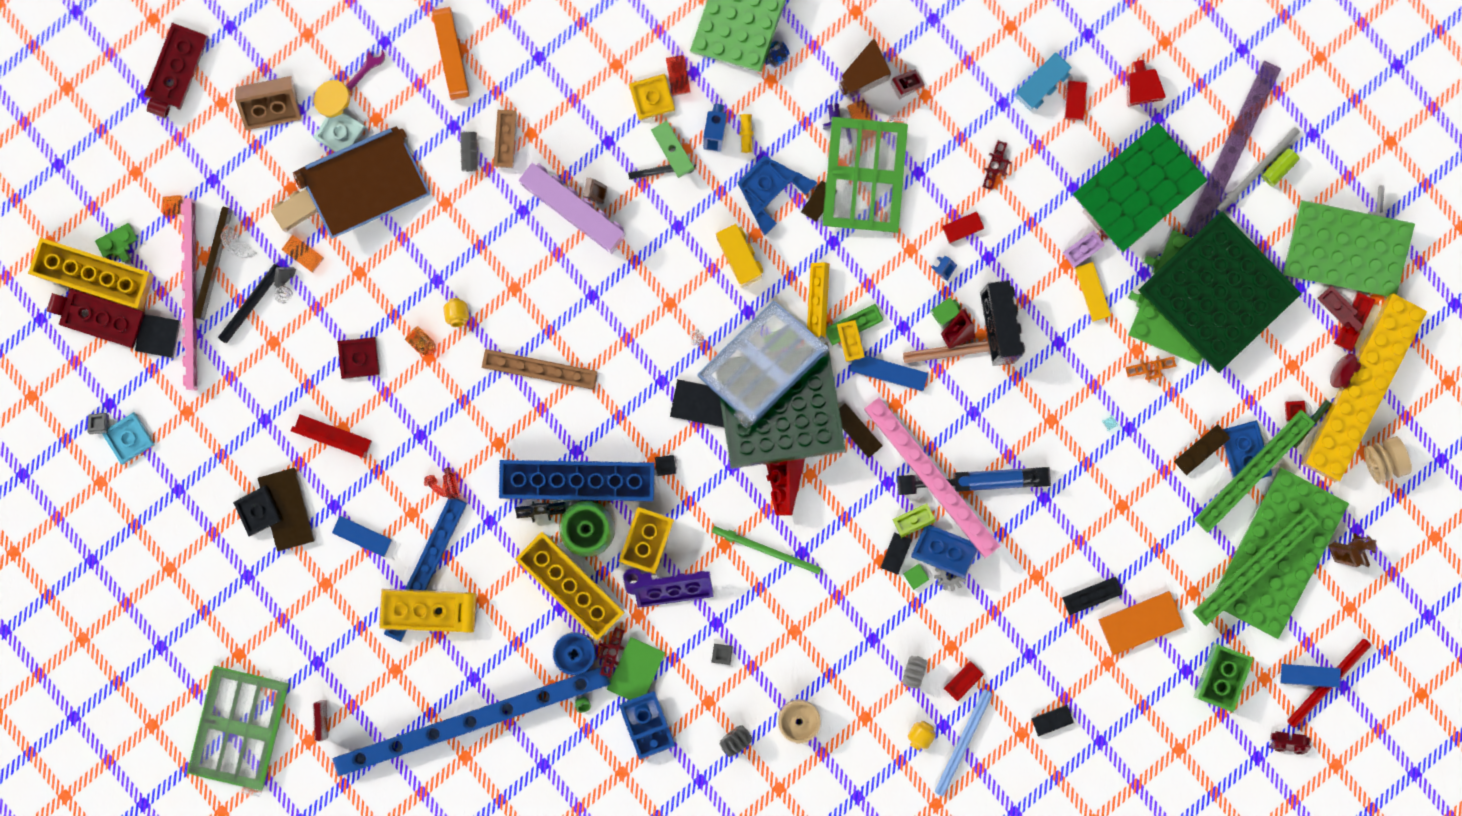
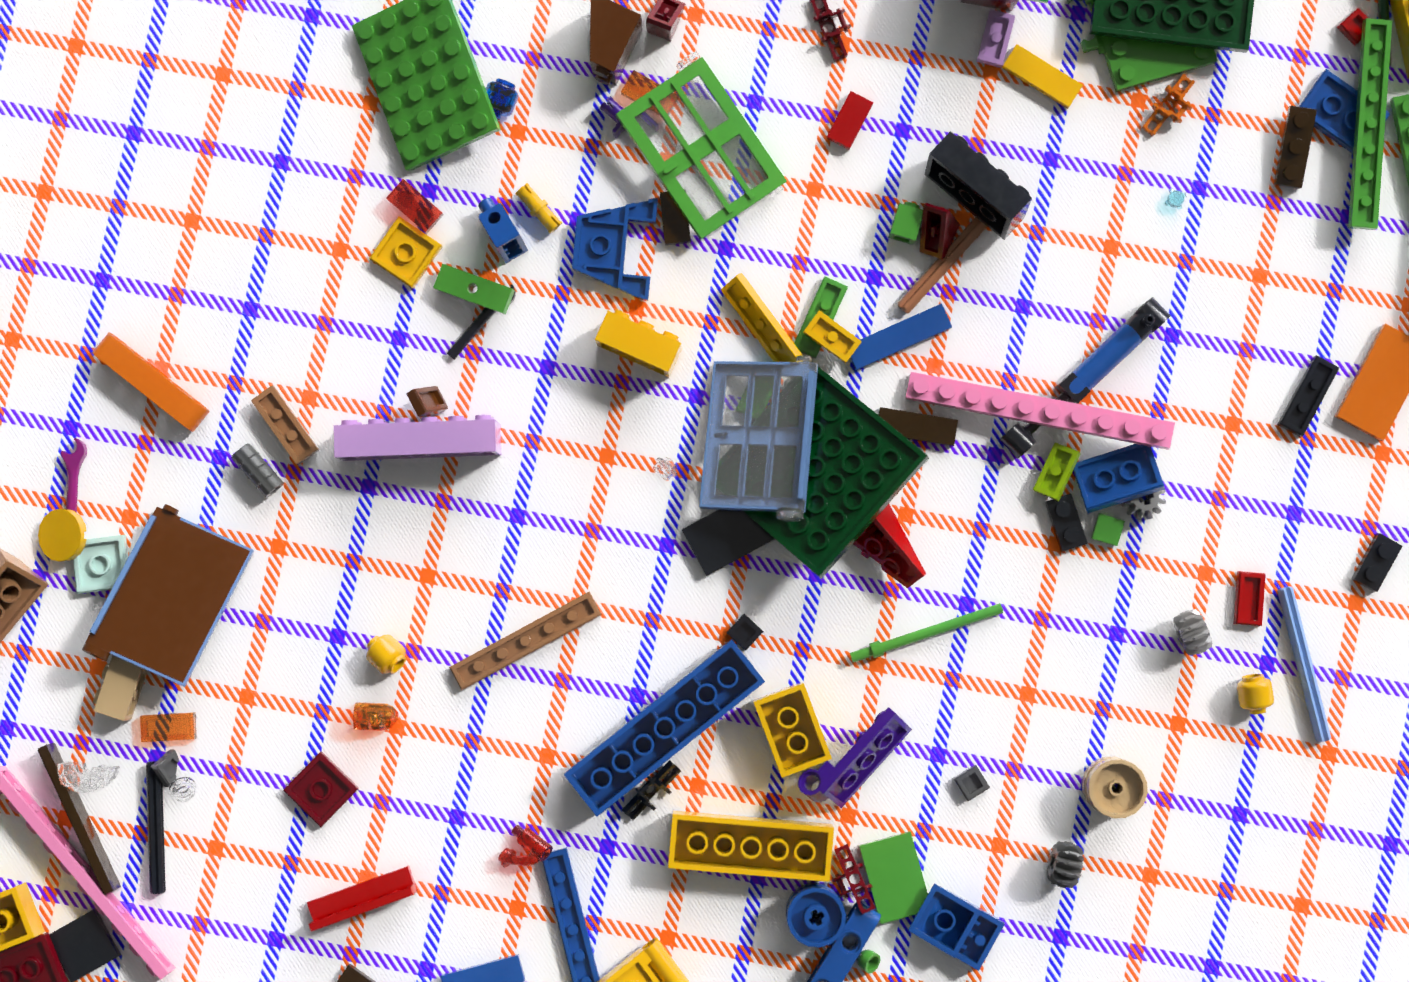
camera: 40 degrees left, 0 degrees up
(573, 533) = (724, 788): bright green piece -> none
(945, 267) = (867, 176): blue tile -> none

